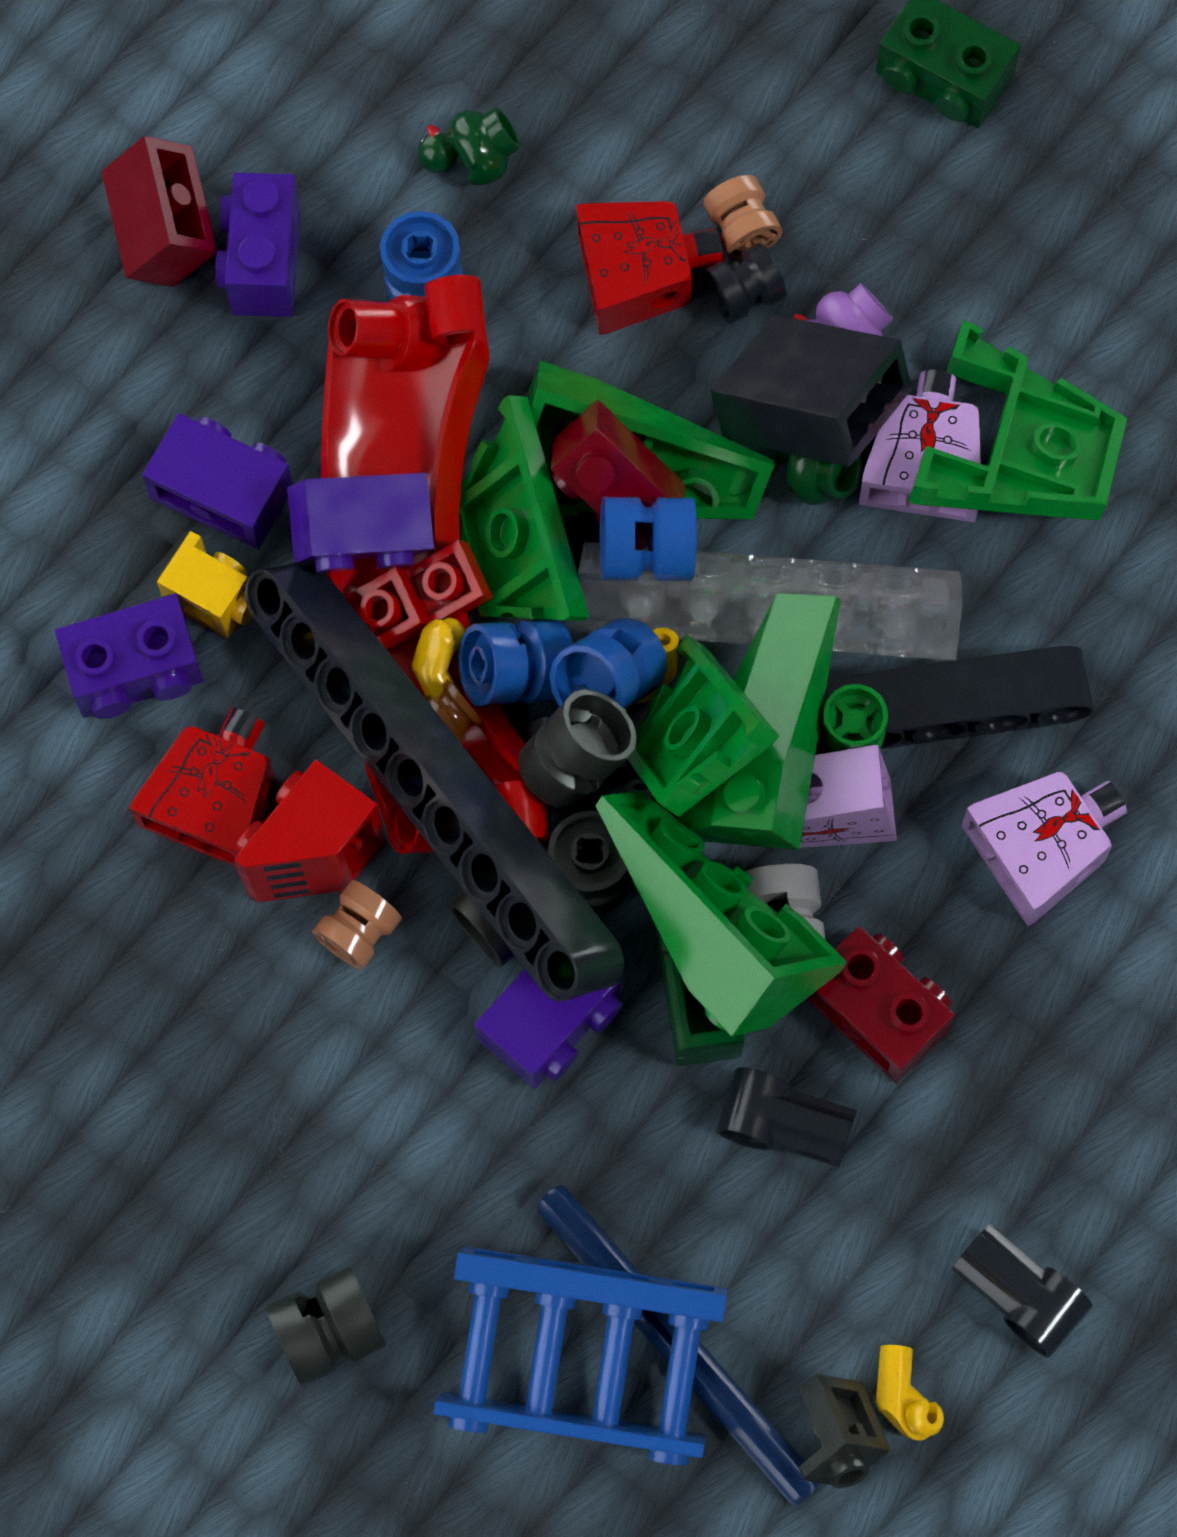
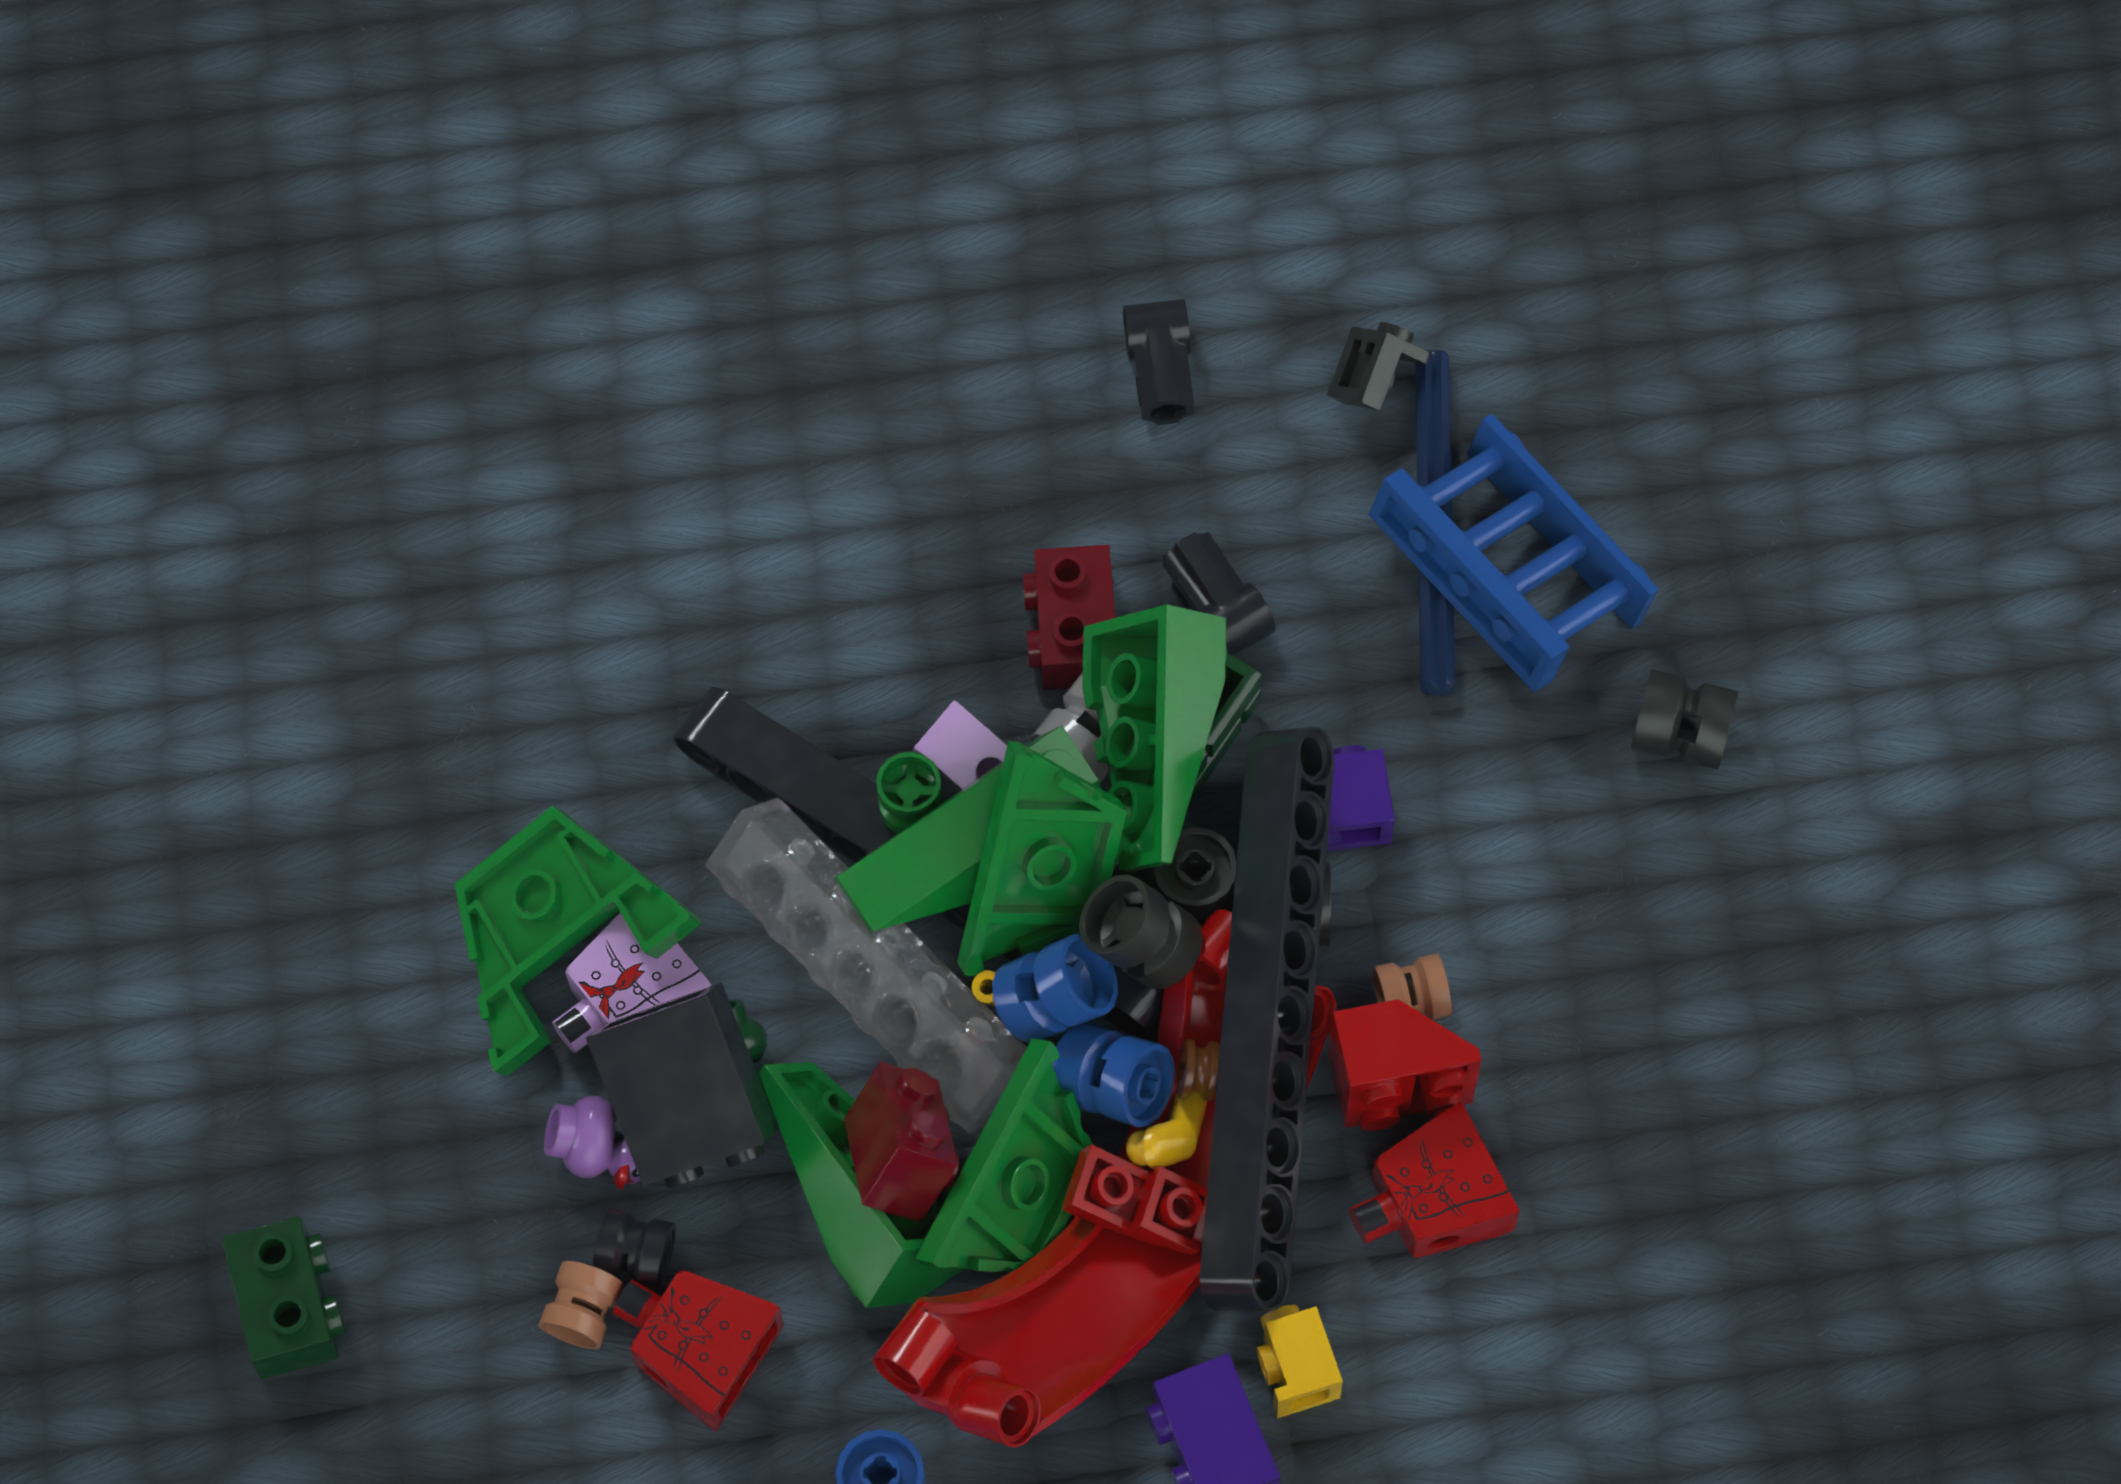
camera: 140 degrees left, 5 degrees down
(129, 657) = (1412, 1354): dark purple brick -> none
(360, 520) = (1138, 1275): dark purple brick -> none
(670, 538) = (928, 1036): blue wheel -> none
(900, 1400) = (1310, 360): yellow arm -> none
(1043, 838) = (840, 629): lavender torso -> none

